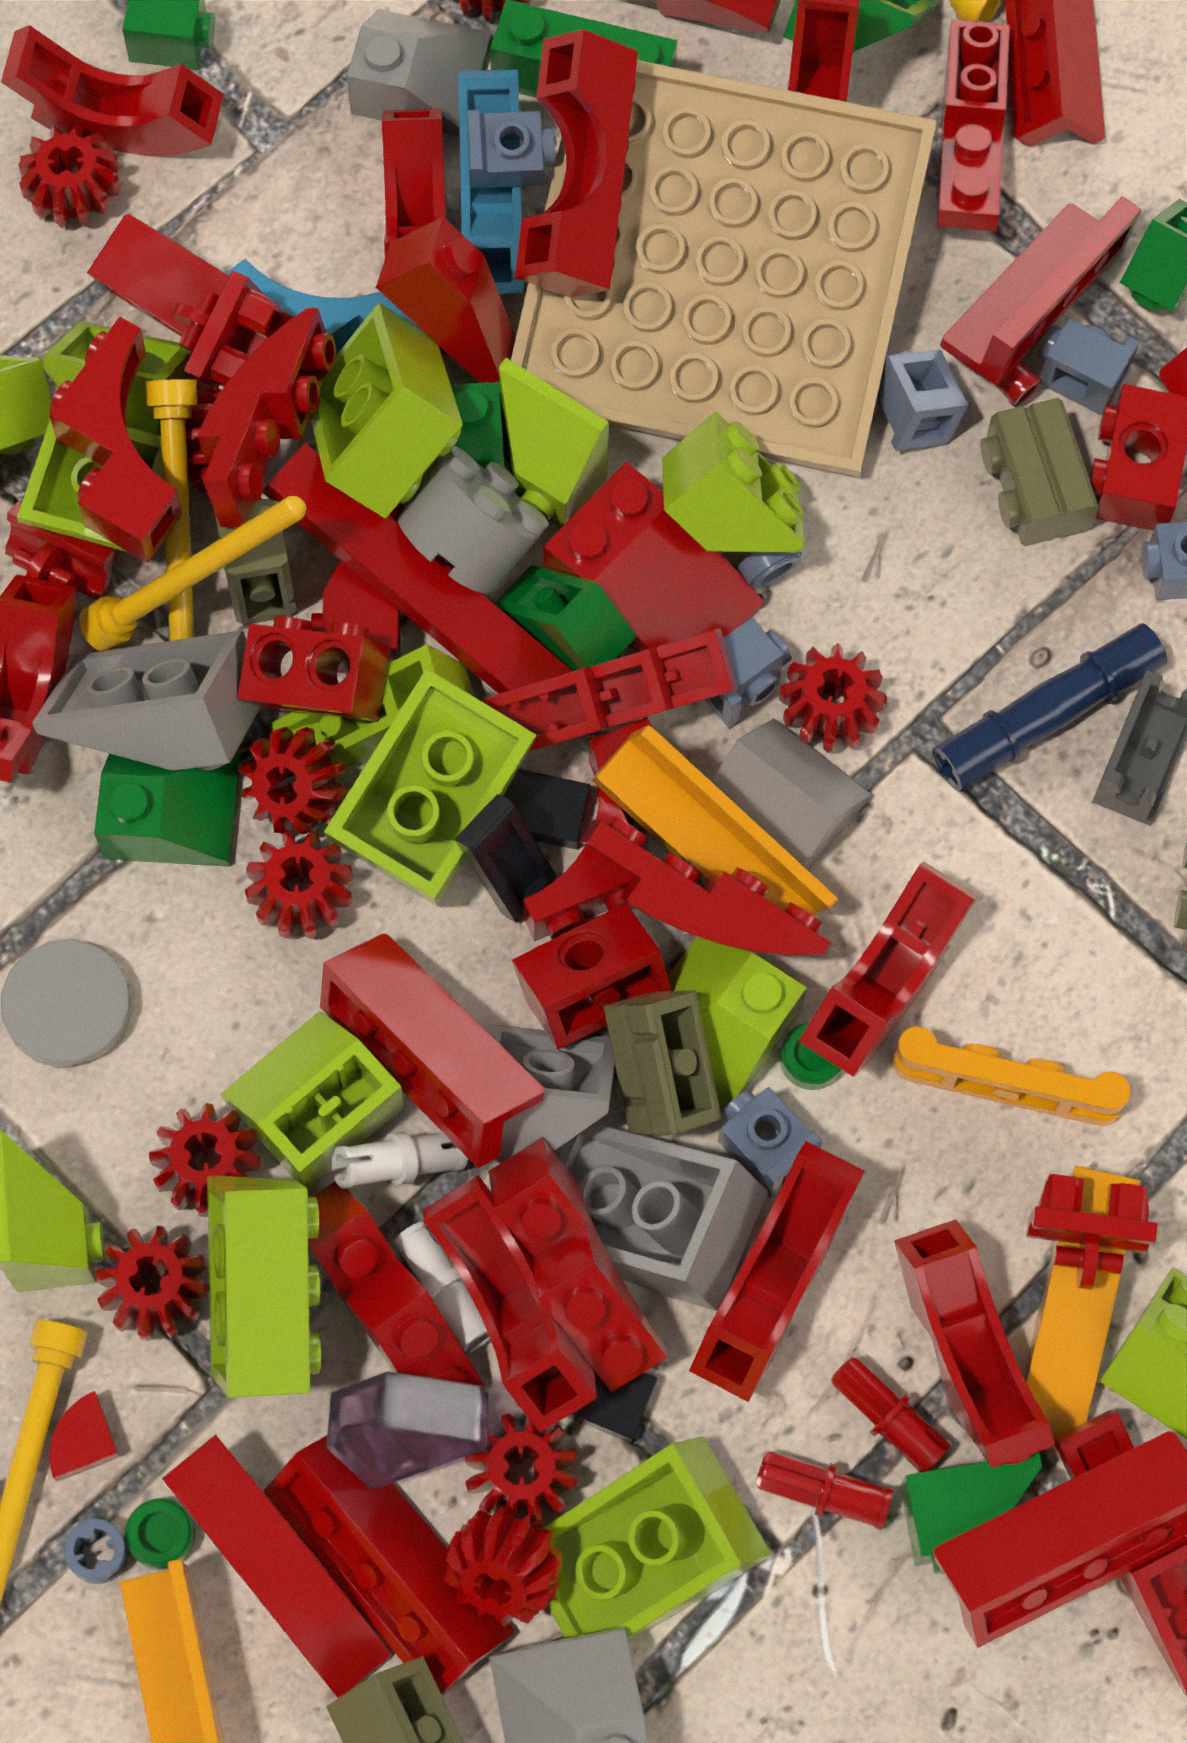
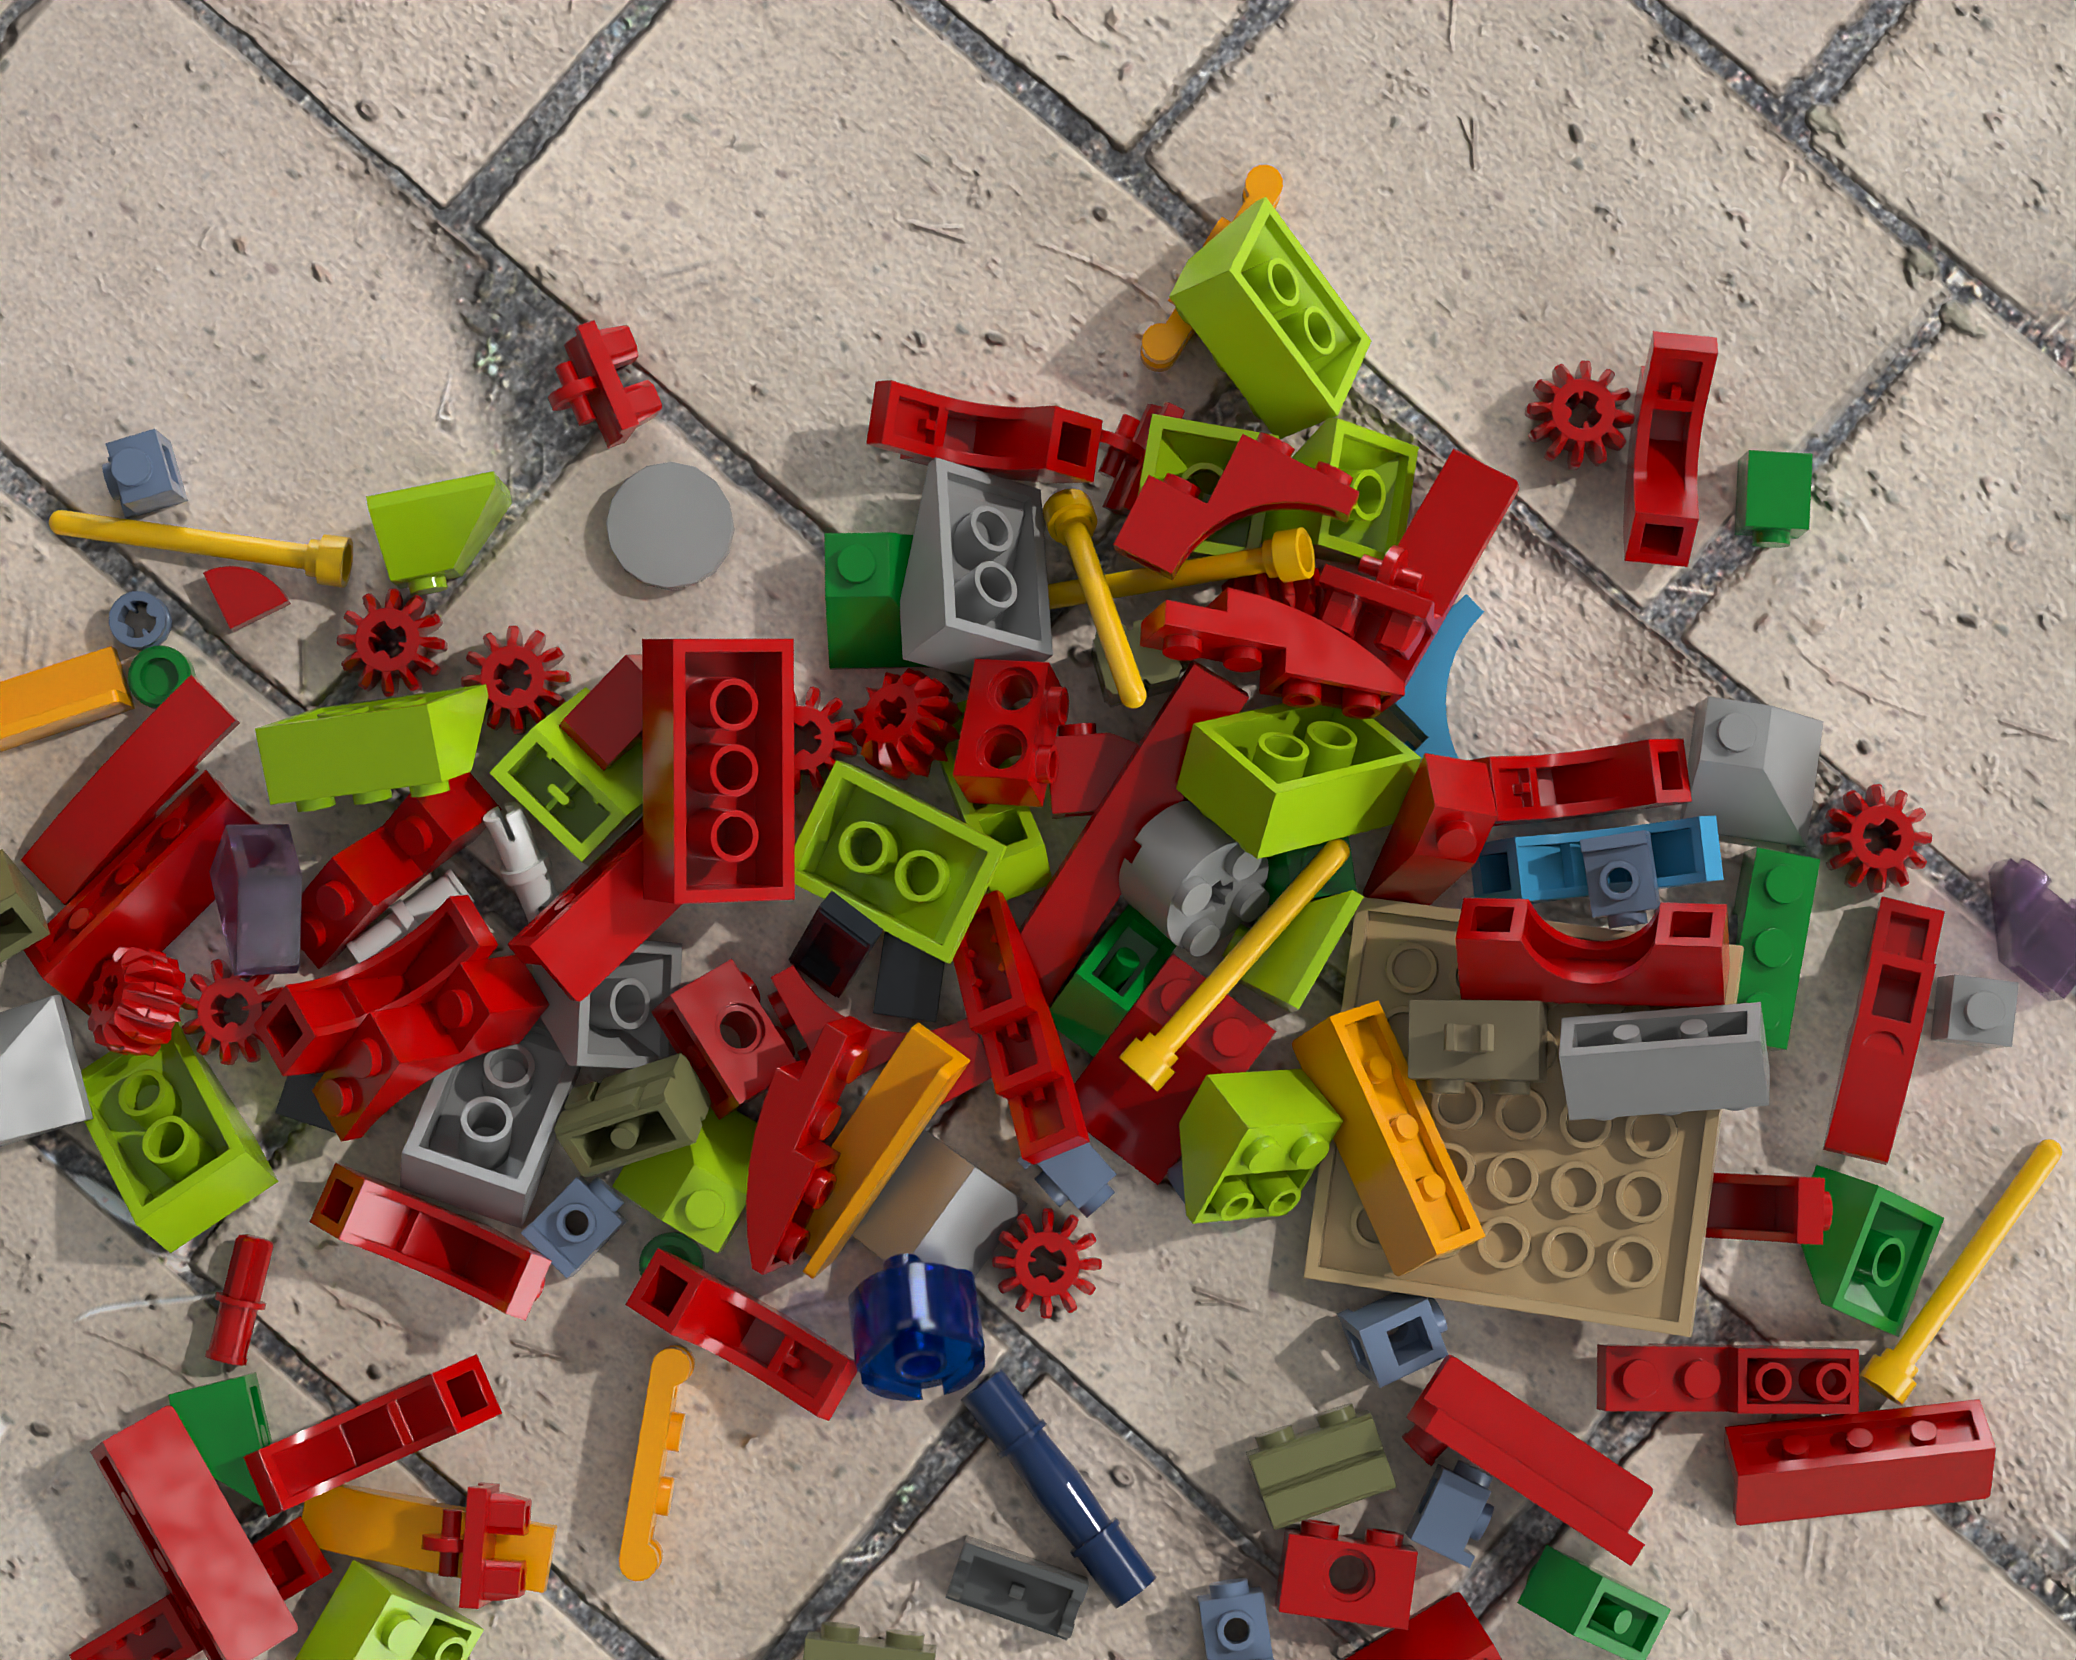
camera: 85 degrees right, 15 degrees up
(249, 1045) = (610, 715): none -> red slope
(321, 934) = (718, 770): none -> red brick
(644, 562) = (1155, 1054): none -> yellow piece
(652, 281) = (1478, 1043): none -> dark tan brick
(683, 106) = (1665, 1061): none -> light grey brick
(739, 374) = (1388, 1138): none -> light orange panel
(891, 804) = (916, 1328): none -> clear blue brick
(891, 1416) = (314, 1359): red axle -> none

